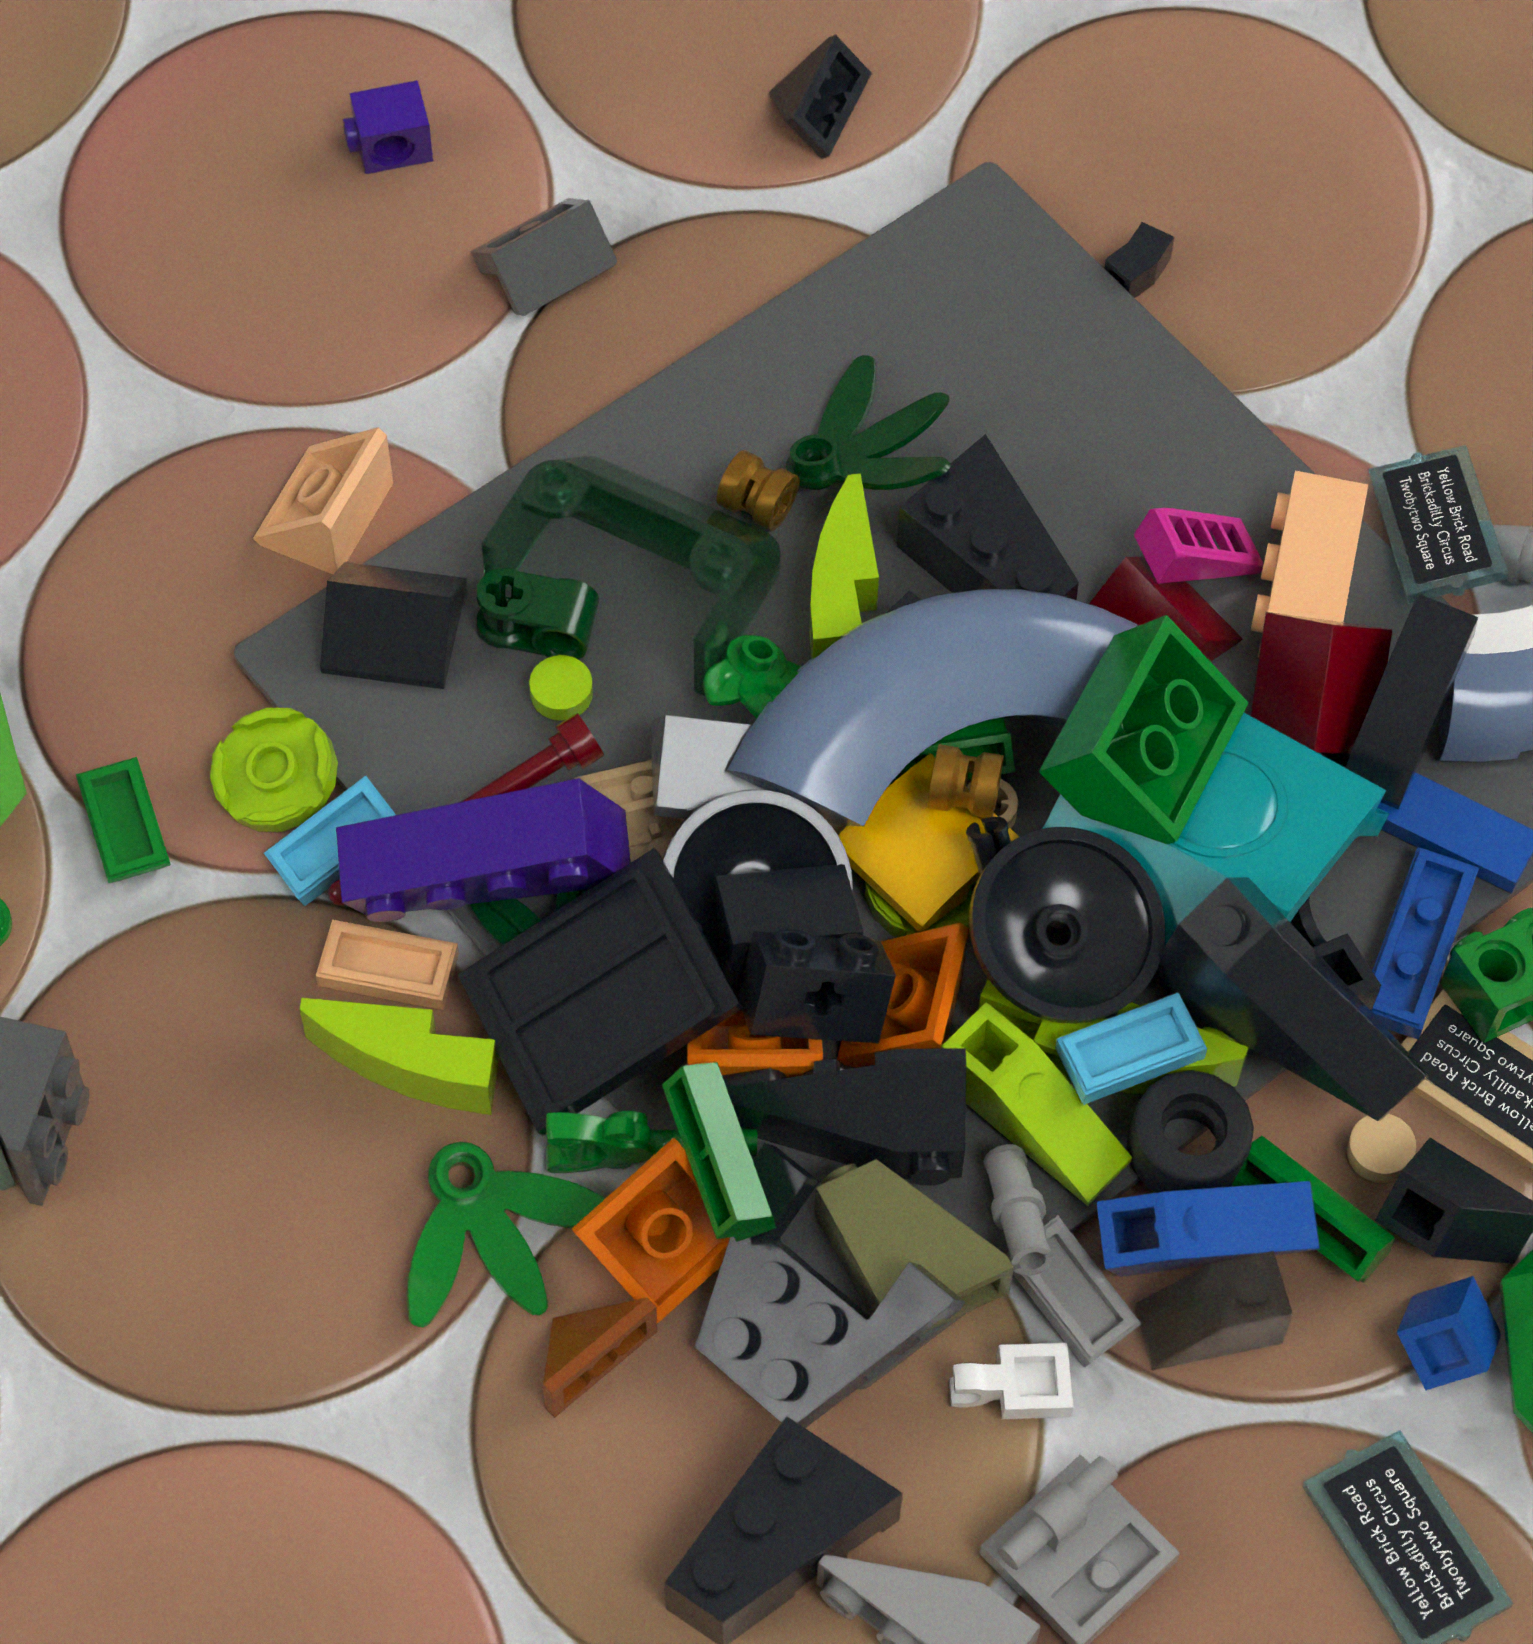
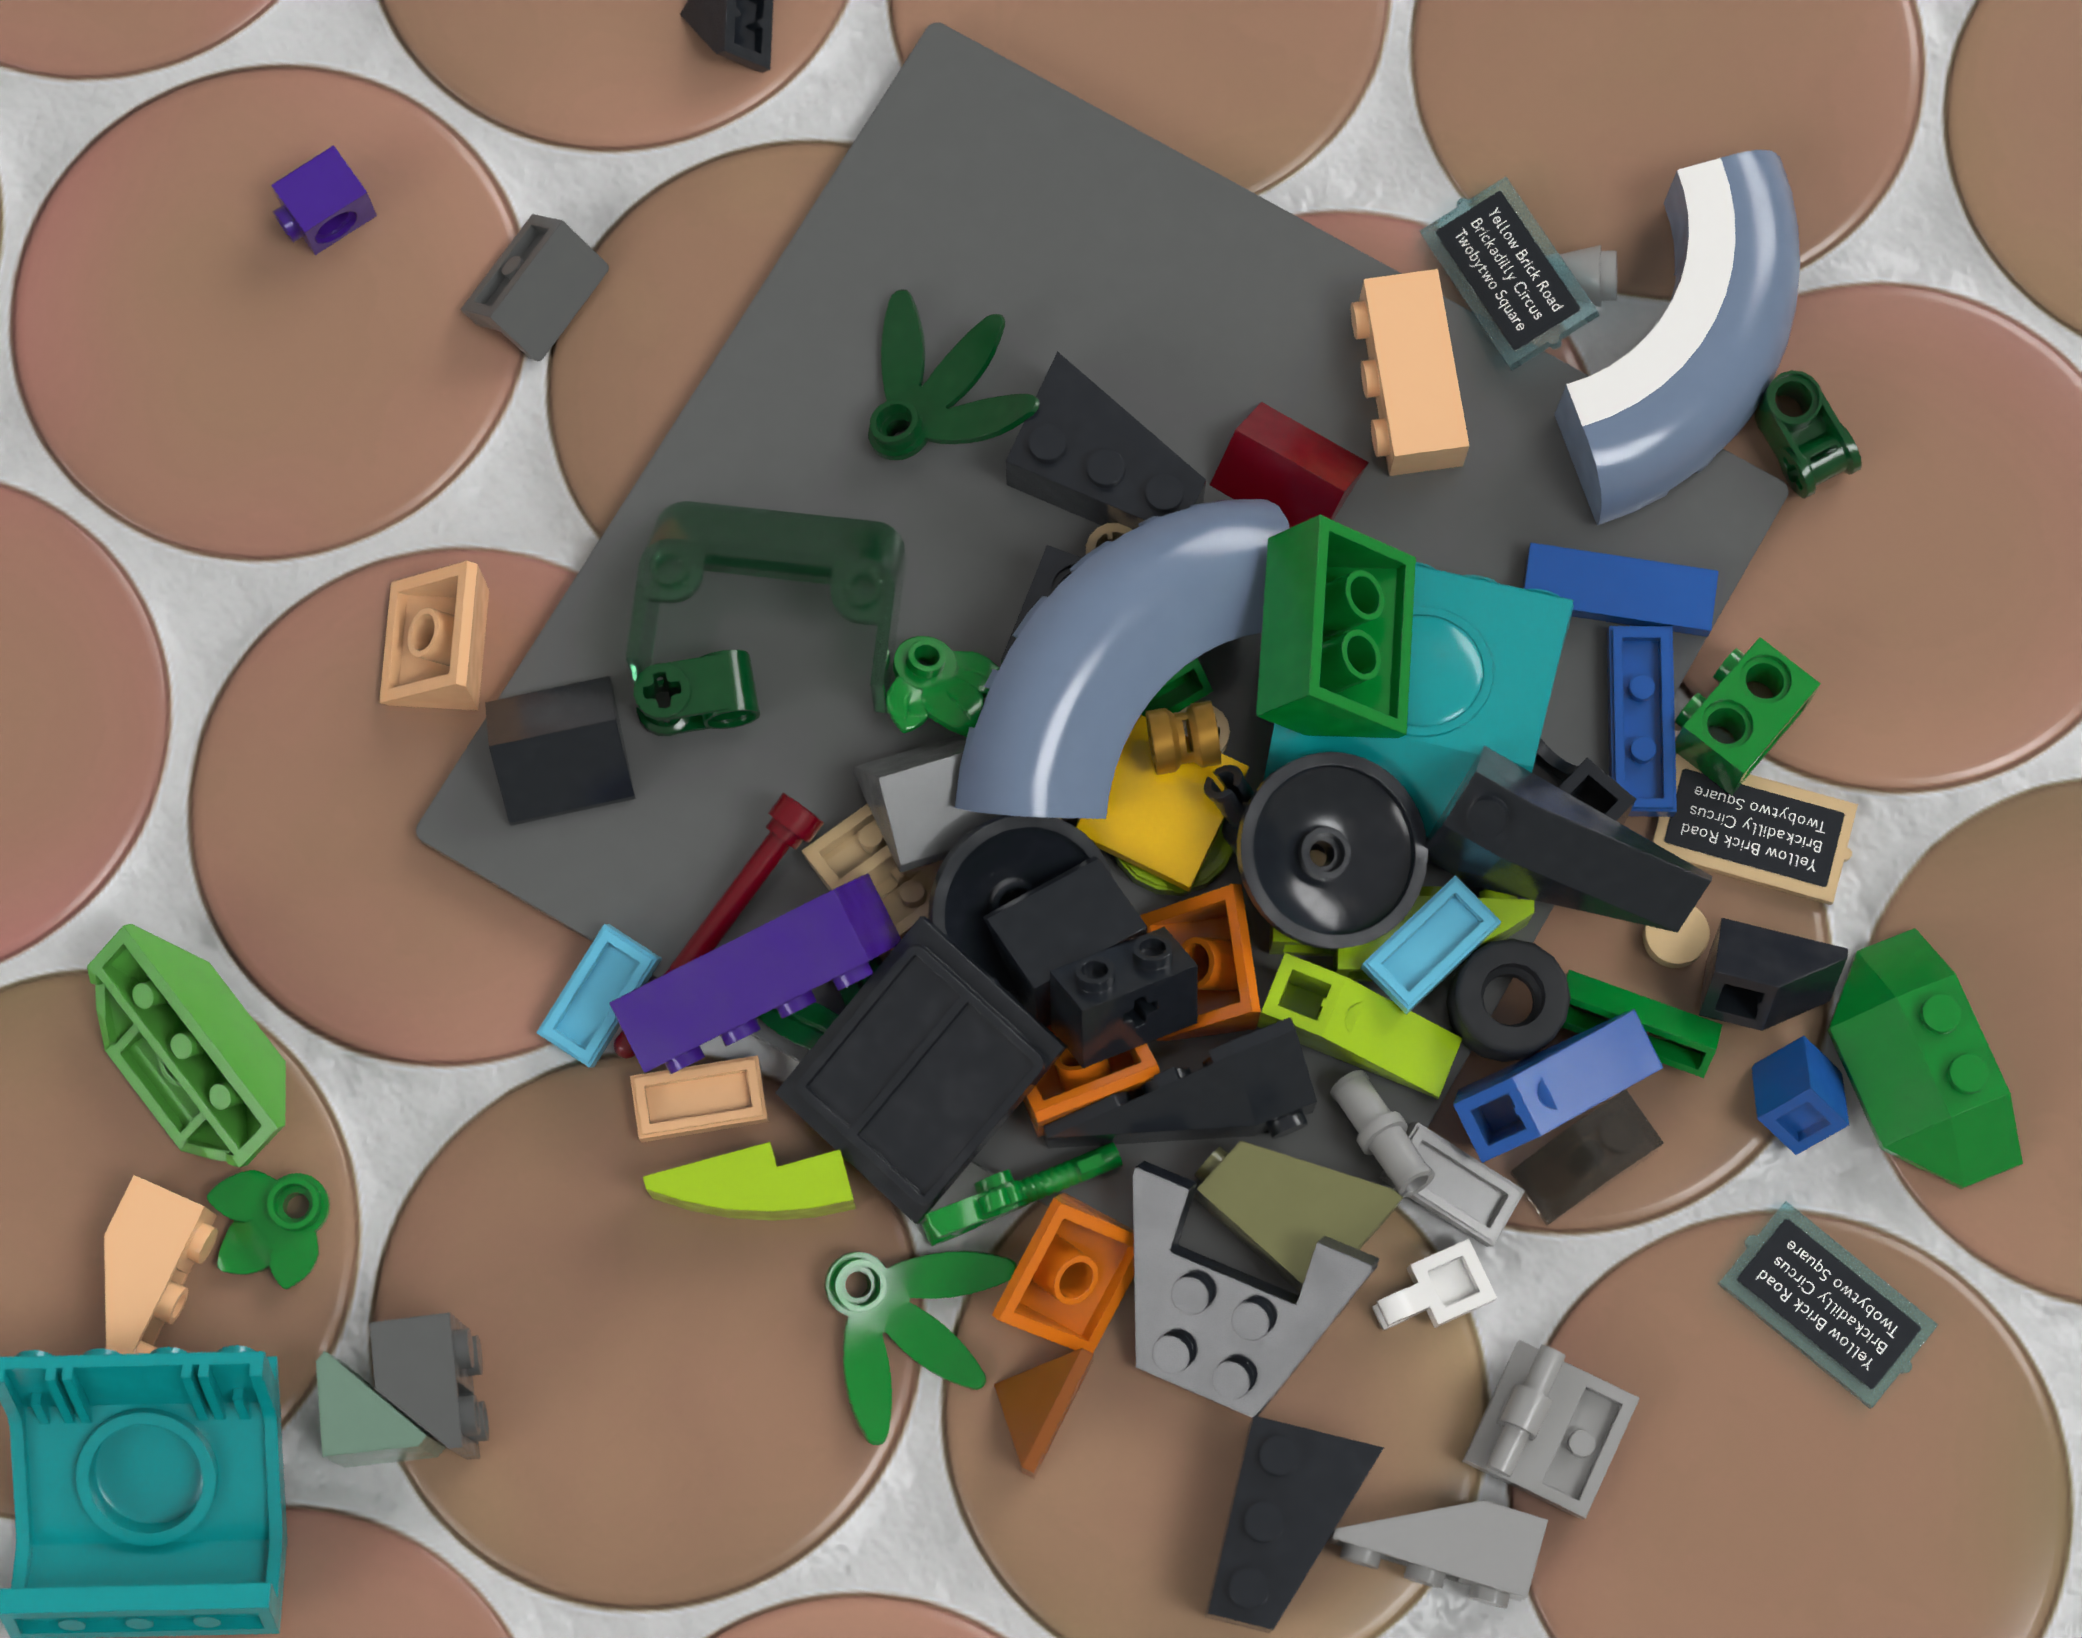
camera: 20 degrees left, 15 degrees up
(123, 820) = (386, 1048): green tile -> none
(274, 770) = (509, 944): lime tile -> none
(561, 687) = (749, 759): lime tile -> none
(718, 1152) = (1099, 1196): piece -> none
(757, 490) = (869, 484): pearl gold wheel -> none
(843, 569) = (974, 549): lime slope -> none
(1141, 259) = (1121, 81): black piece -> none
(1172, 561) = (1272, 413): dark pink slope -> none
(1318, 678) = (1464, 498): dark red slope -> none
(1411, 696) = (1558, 491): black slope -> none

